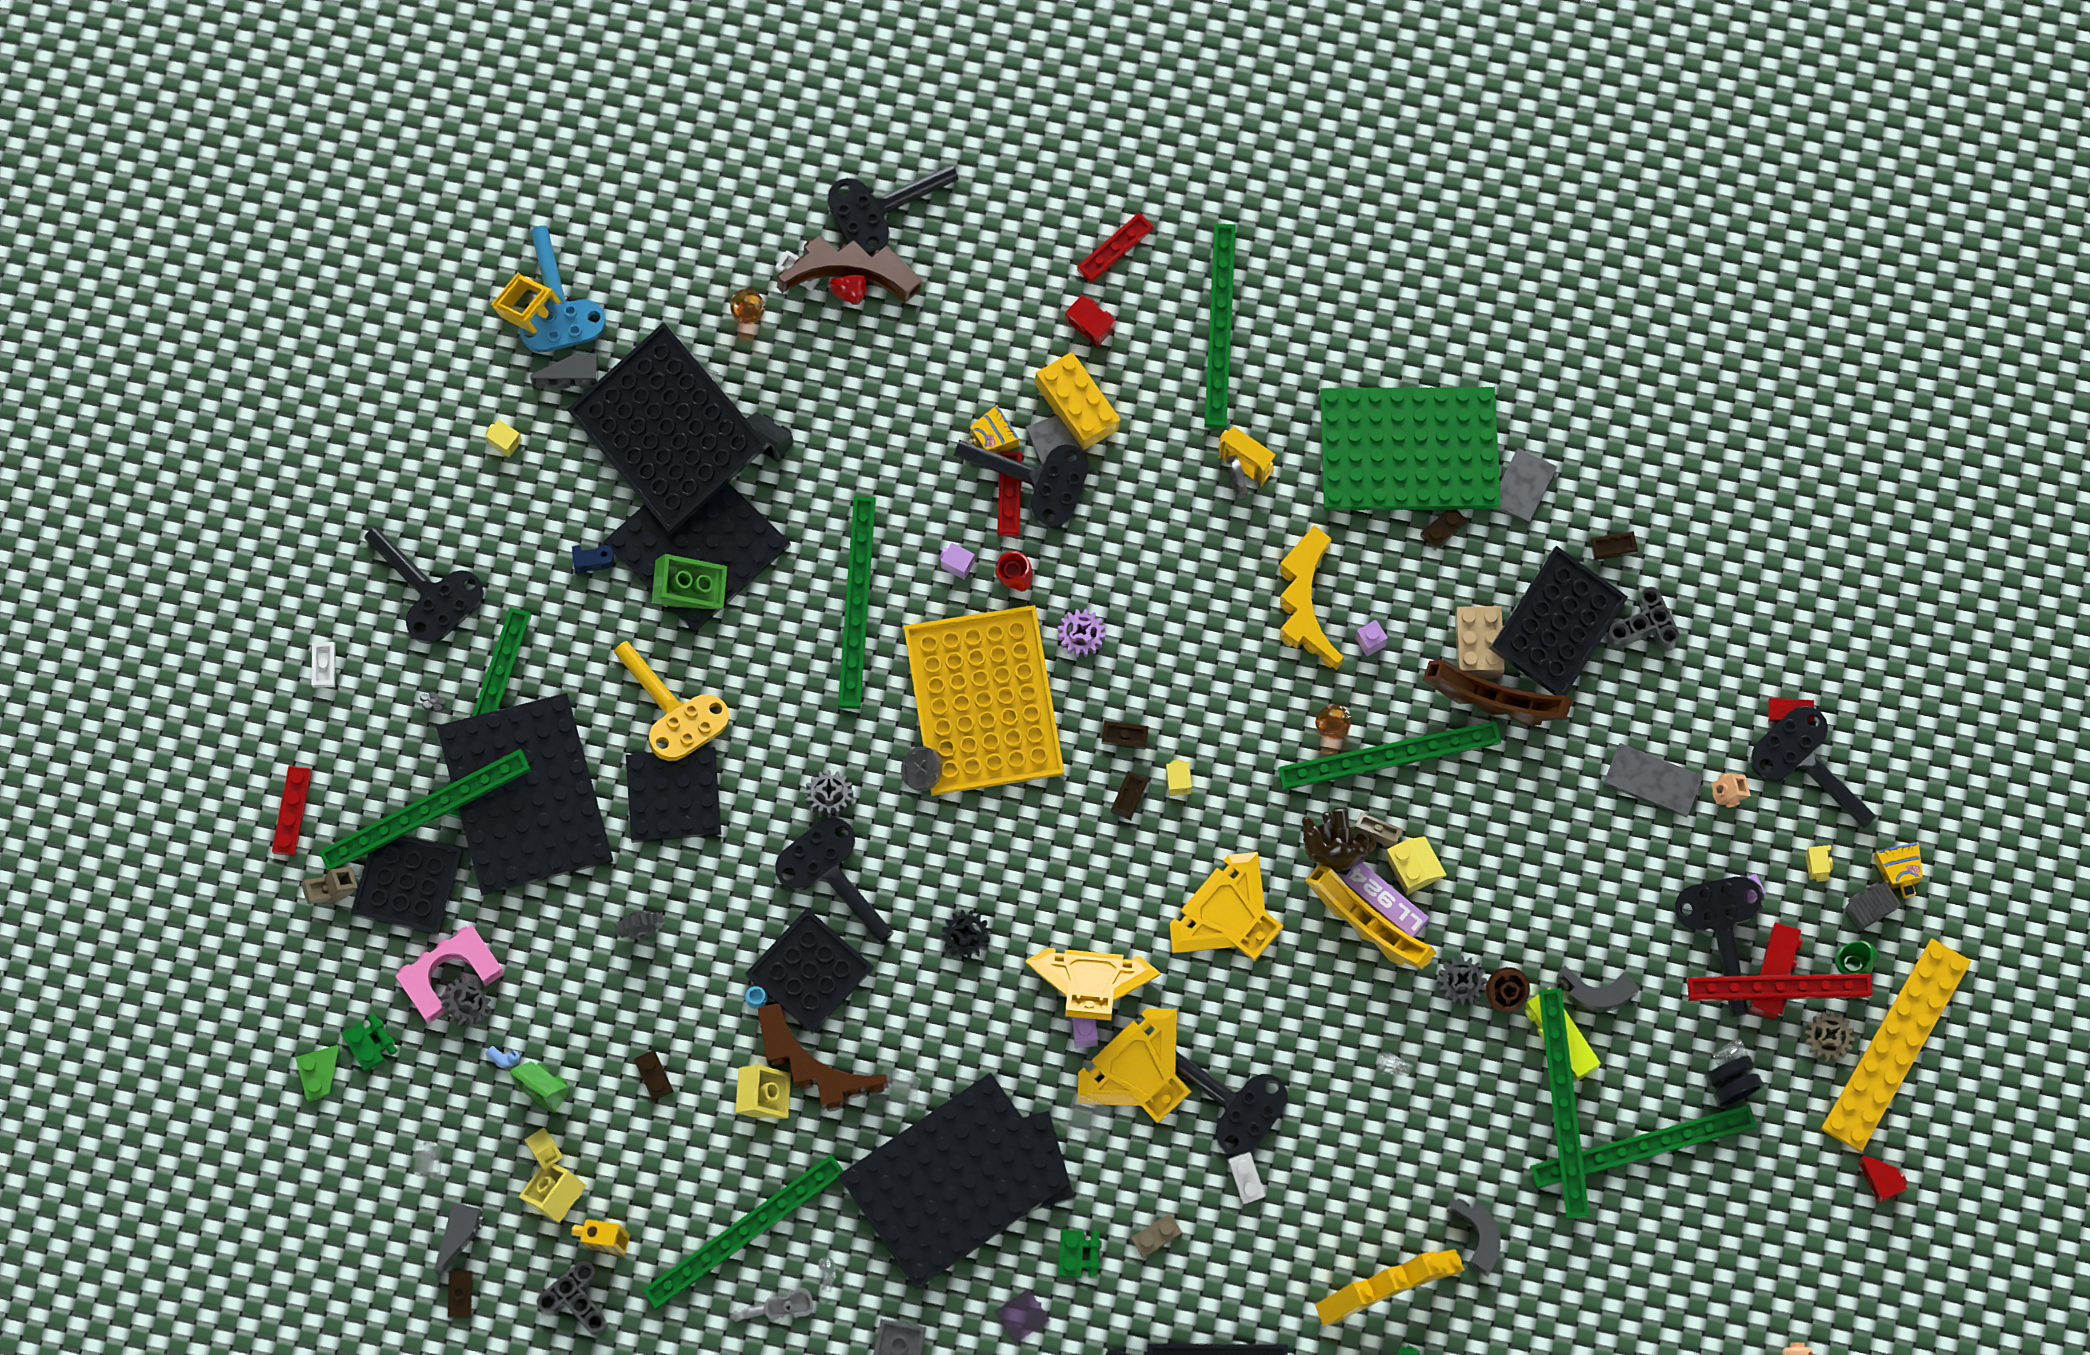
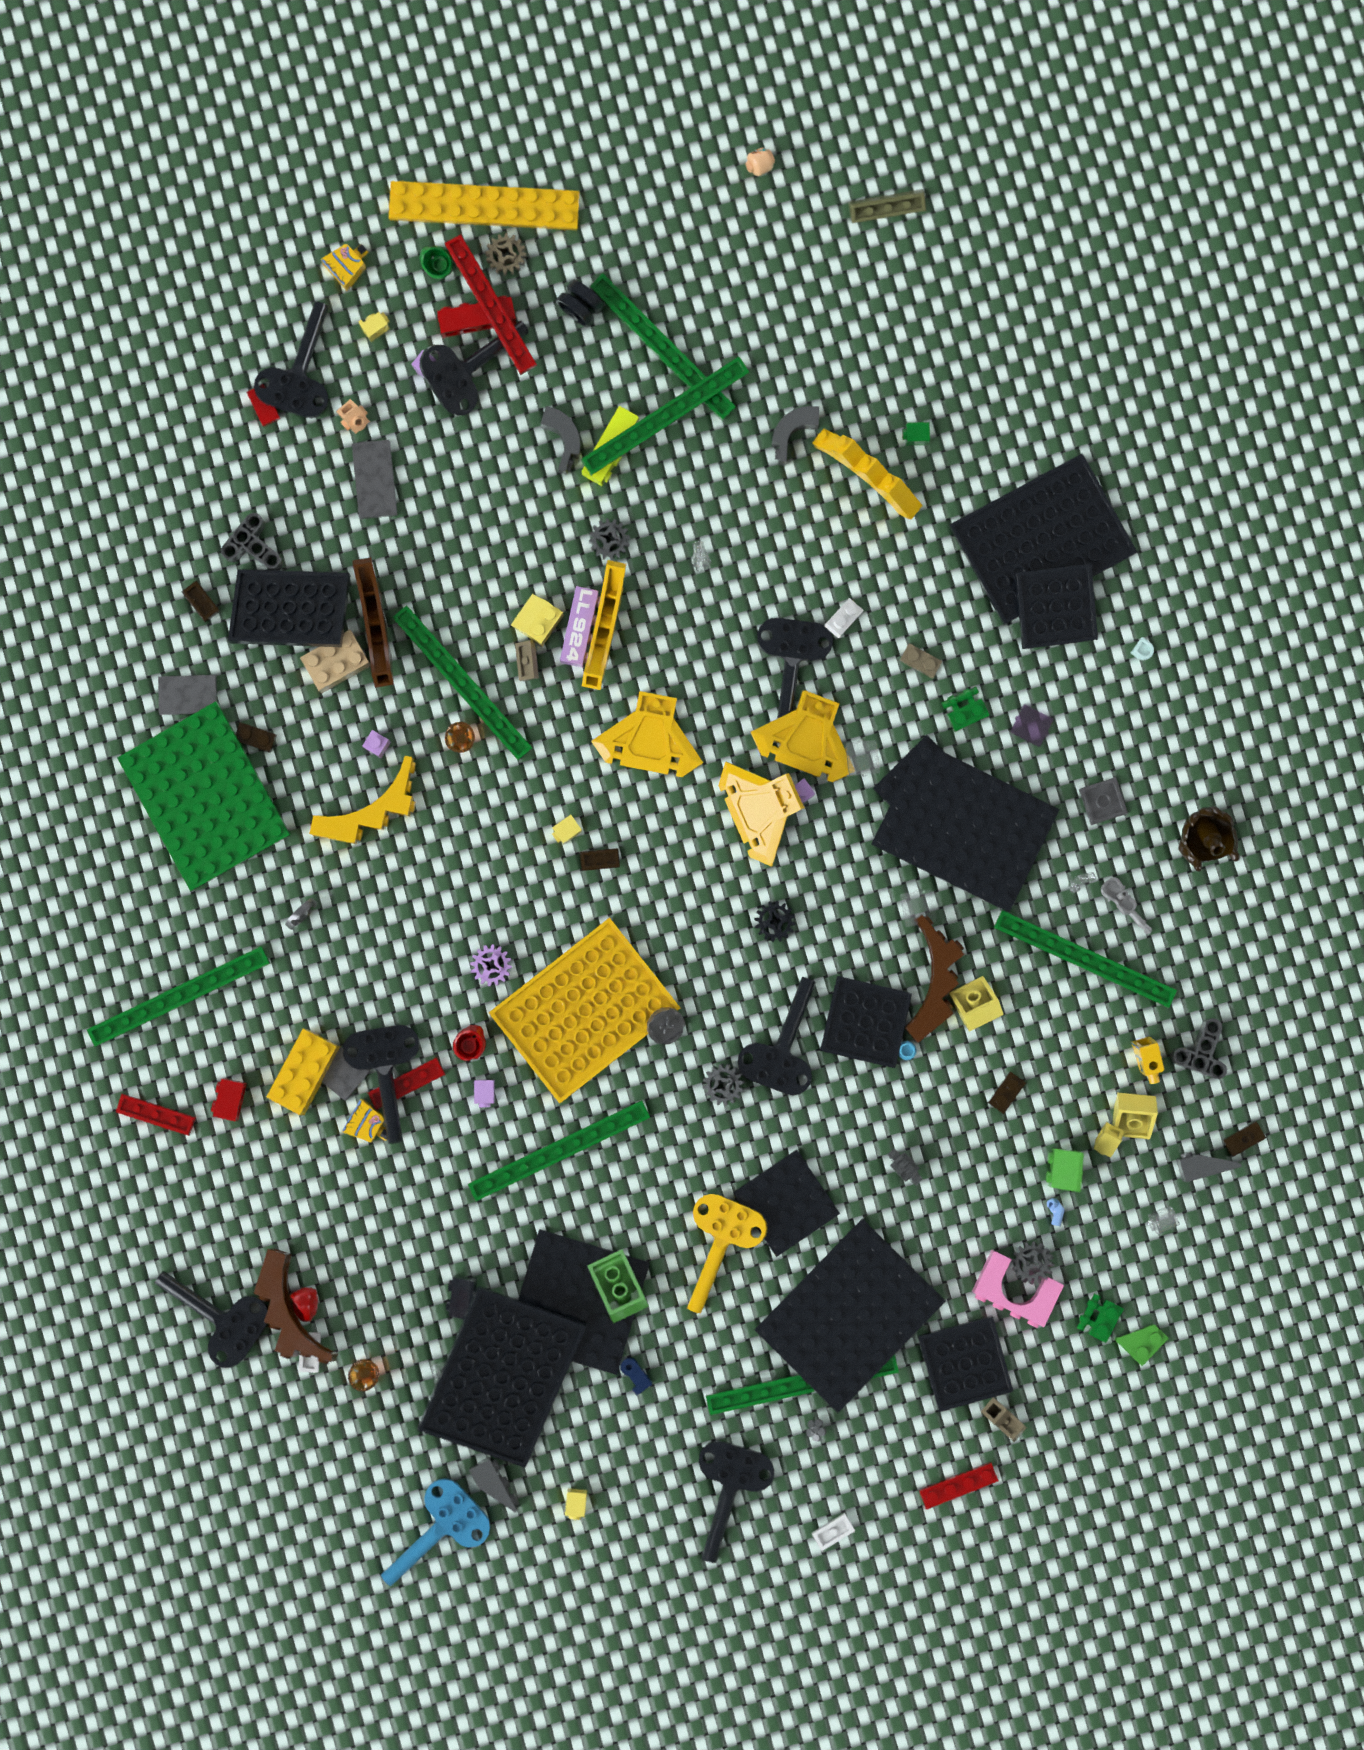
camera: 125 degrees left, 15 degrees up
(425, 810) = (909, 1380): green plate -> none
(512, 294) = (456, 1569): yellow window -> none
(1124, 735) = (554, 888): dark brown plate -> none
(1253, 457) = (279, 911): yellow window -> none
(1334, 843) = (560, 682): dark brown piece -> none
(1507, 989) = (599, 501): reddish brown cone -> none
(1729, 1052) = (557, 319): clear cone -> none
(1872, 905) = (387, 271): flat silver brick -> none
(1883, 1179) = (594, 163): red slope -> none

